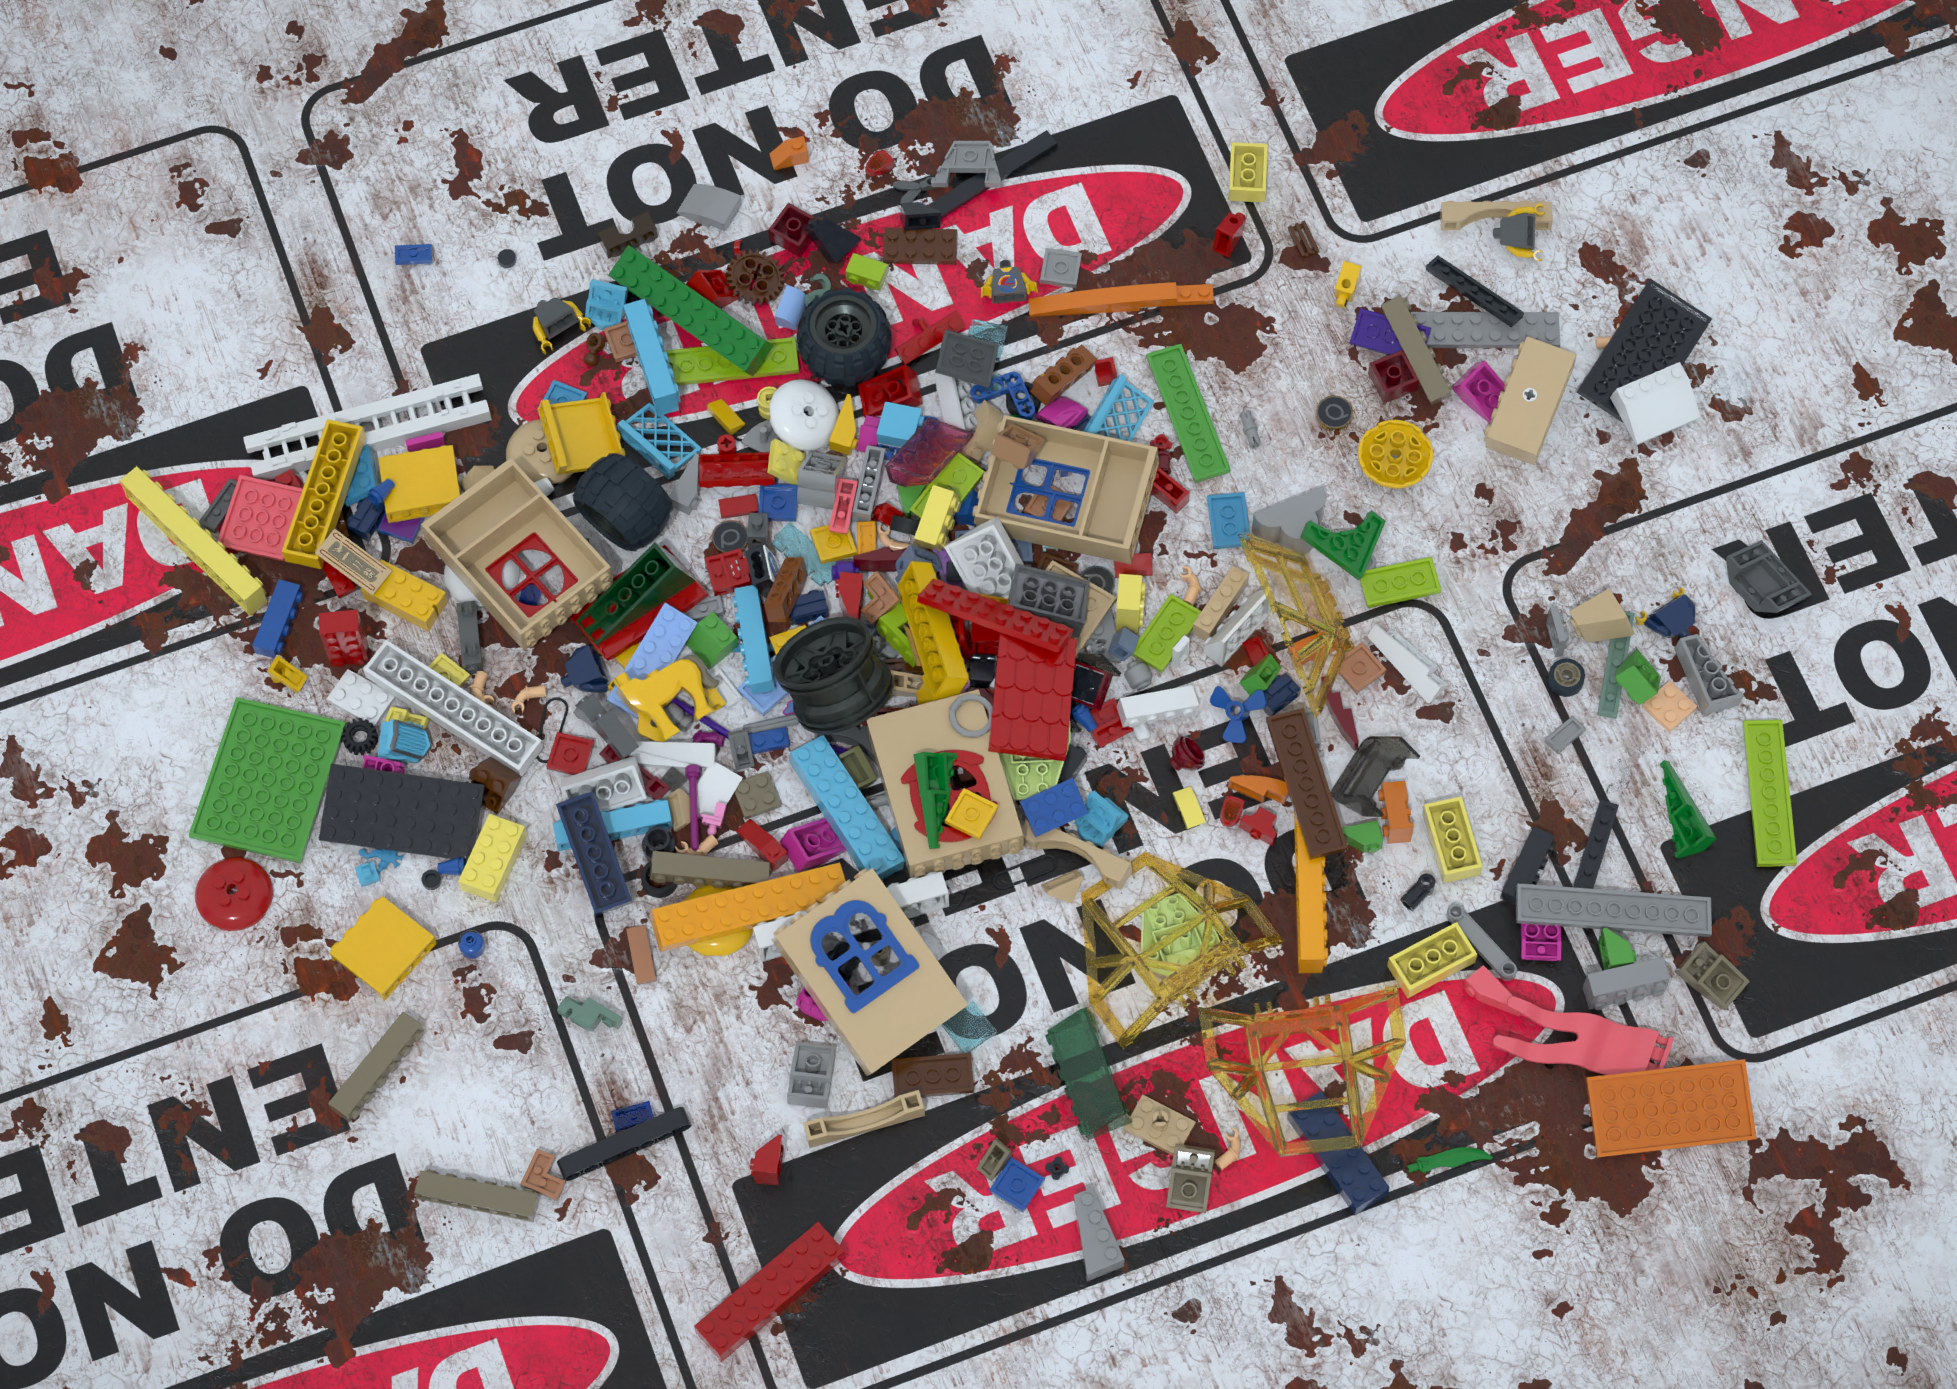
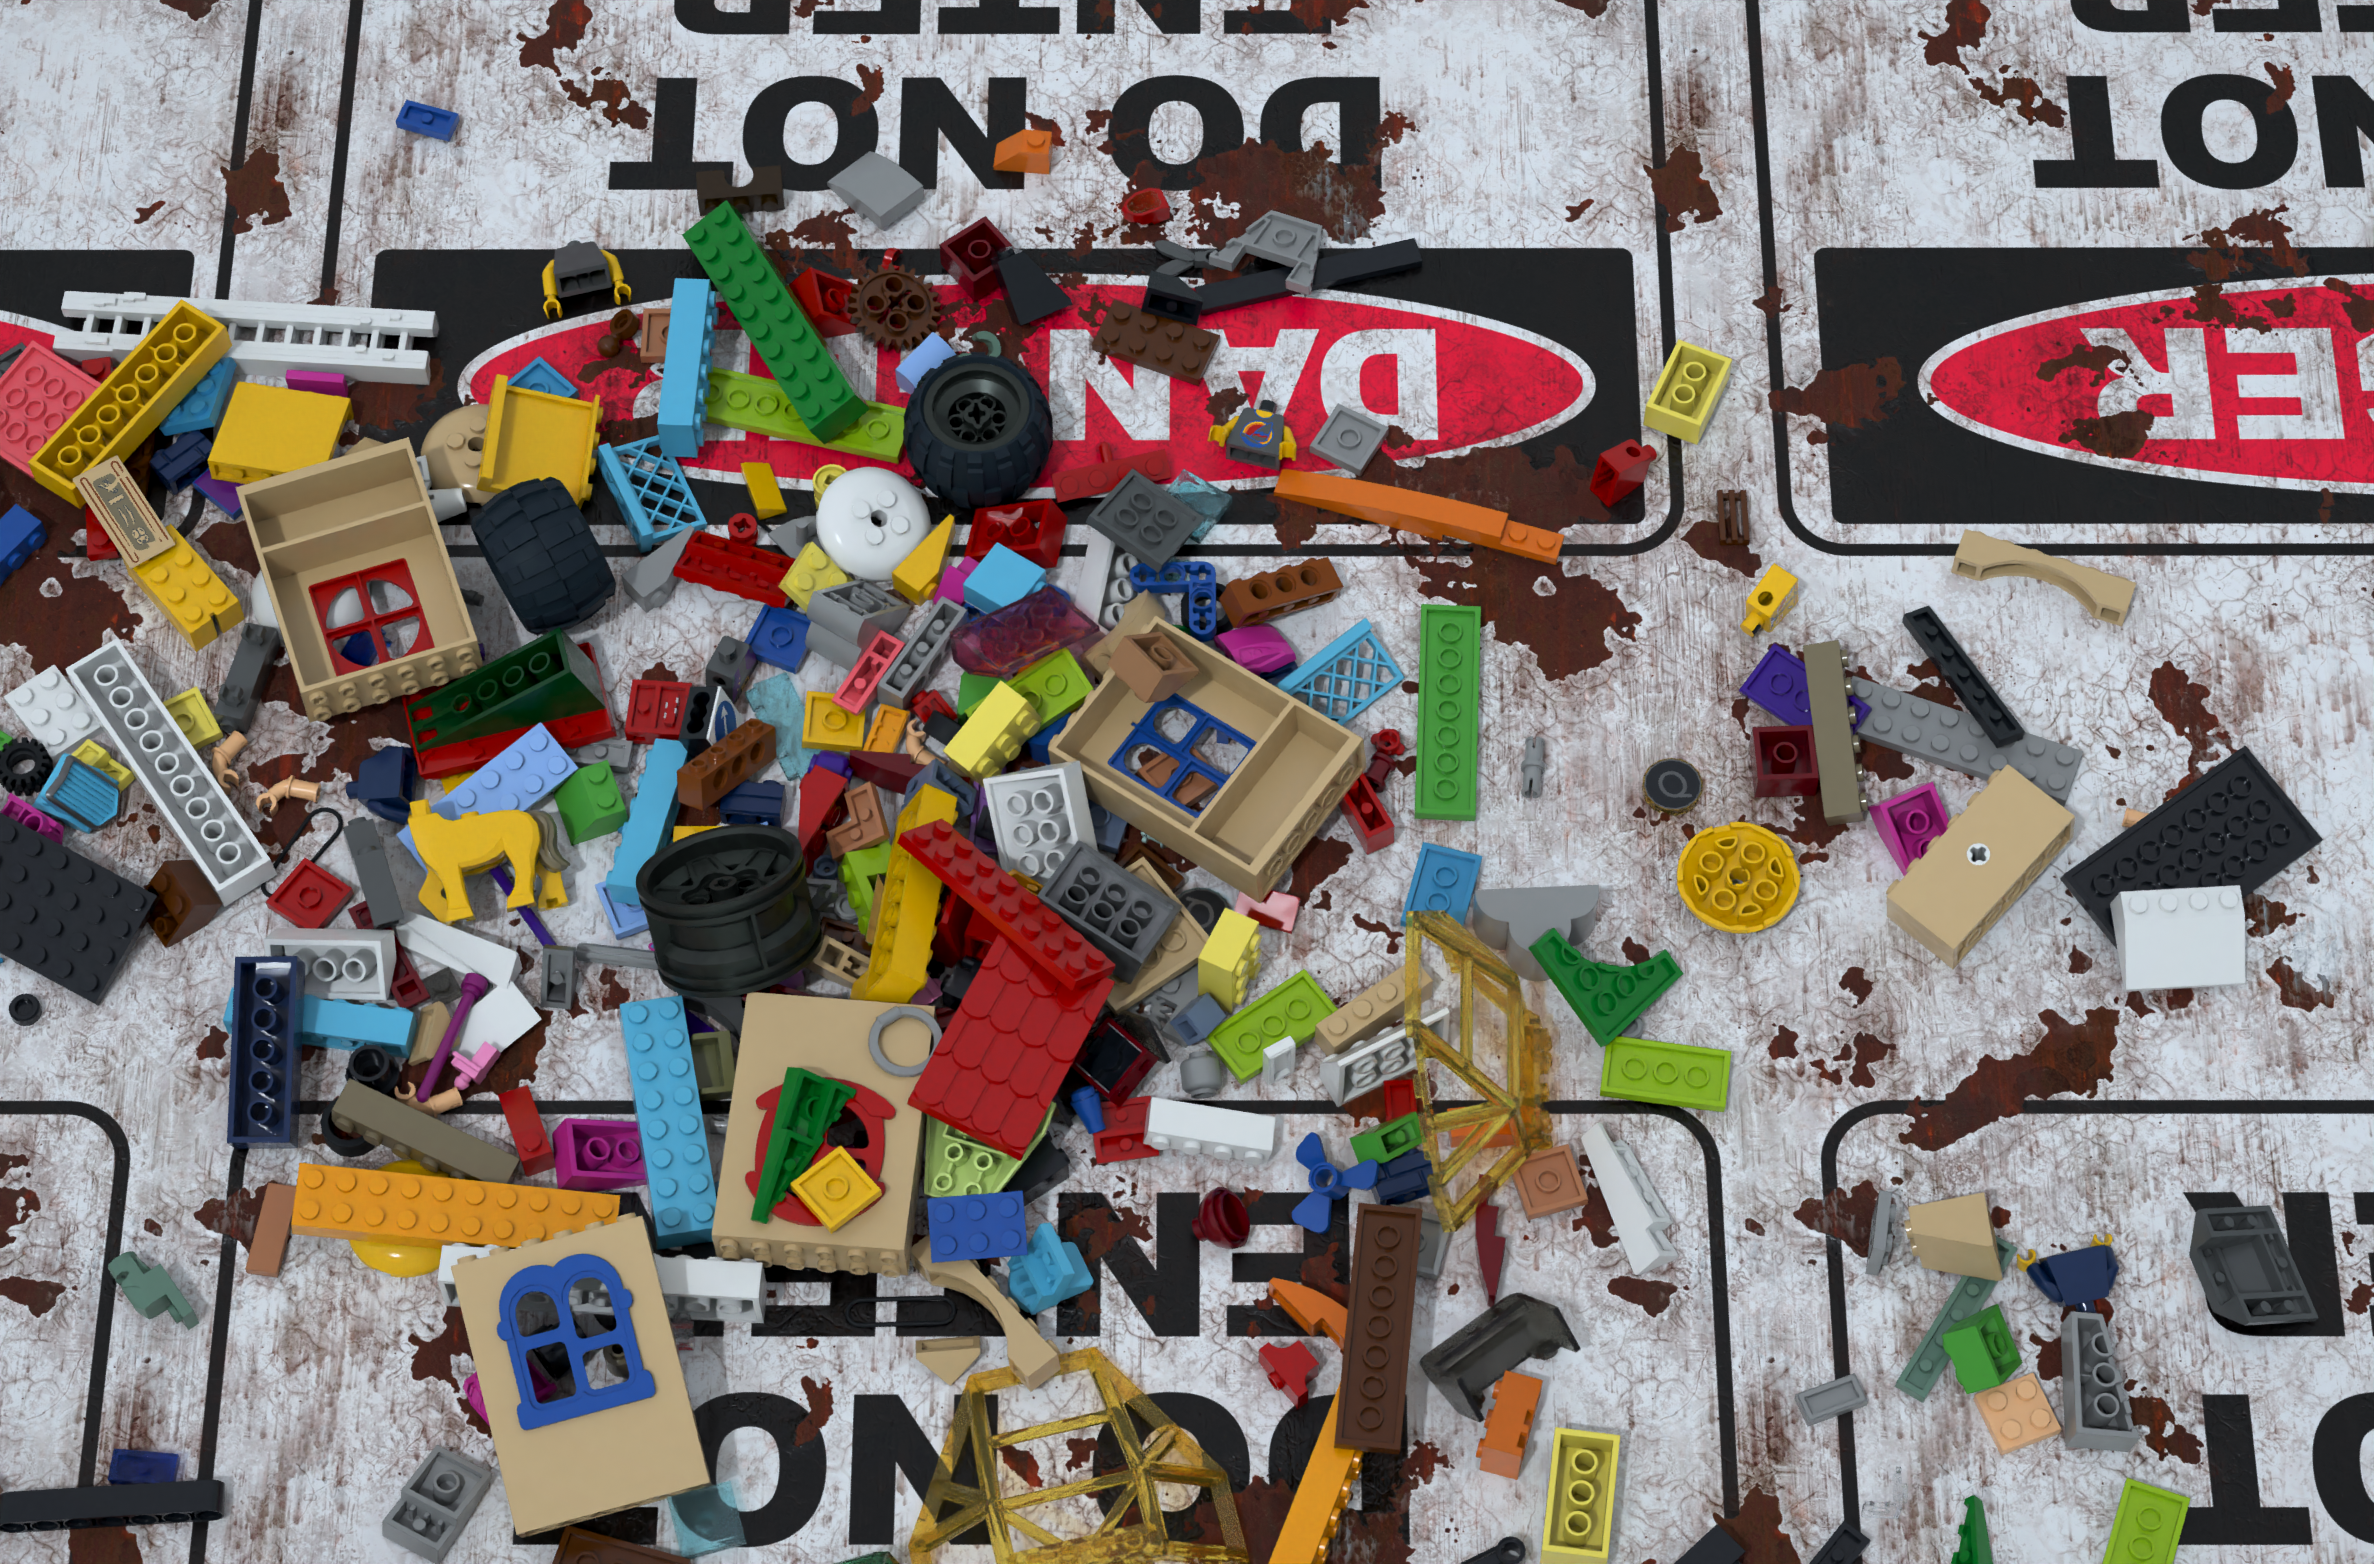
camera: 20 degrees right, 5 degrees down
(343, 638) = (57, 612): red brick -> none
(379, 493) = (212, 428): blue cone -> none
(452, 867) = (66, 1002): blue cone -> none
(471, 944) = (32, 1124): blue head -> none
(492, 858) = (124, 1008): light yellow brick -> none
(506, 258) = (556, 168): black tile -> none
(605, 303) = (656, 269): medium azure piece -> none
(677, 717) = (486, 893): light grey piece -> none
(711, 737) = (525, 946): magenta arm -> none
(726, 690) = (579, 882): white tile -> none
(729, 536) = (686, 661): black tile -> none
(738, 506) = (720, 622): red tile -> none
(757, 795) = (552, 1054): dark tan plate -> none
(769, 740) = (608, 979): blue plate -> none
(866, 272) = (1059, 353): lime brick -> none
(1105, 371) = (1348, 608): red panel -> none
(1142, 732) = (1171, 1163): white piece -> none
(1165, 919) = (1071, 1459): yellowish green wedge -> none
(1189, 807) = (1192, 1302): light yellow slope -> none
(1193, 586) = (1345, 971): light nougat piece -> none
(1231, 811) = (1254, 1331): rock -> none
(1364, 836) = (1442, 1444): bright green slope -> none
(1518, 231) = (2067, 610): dark grey torso -> none
(1569, 668) = (1870, 1294): wheel -> none

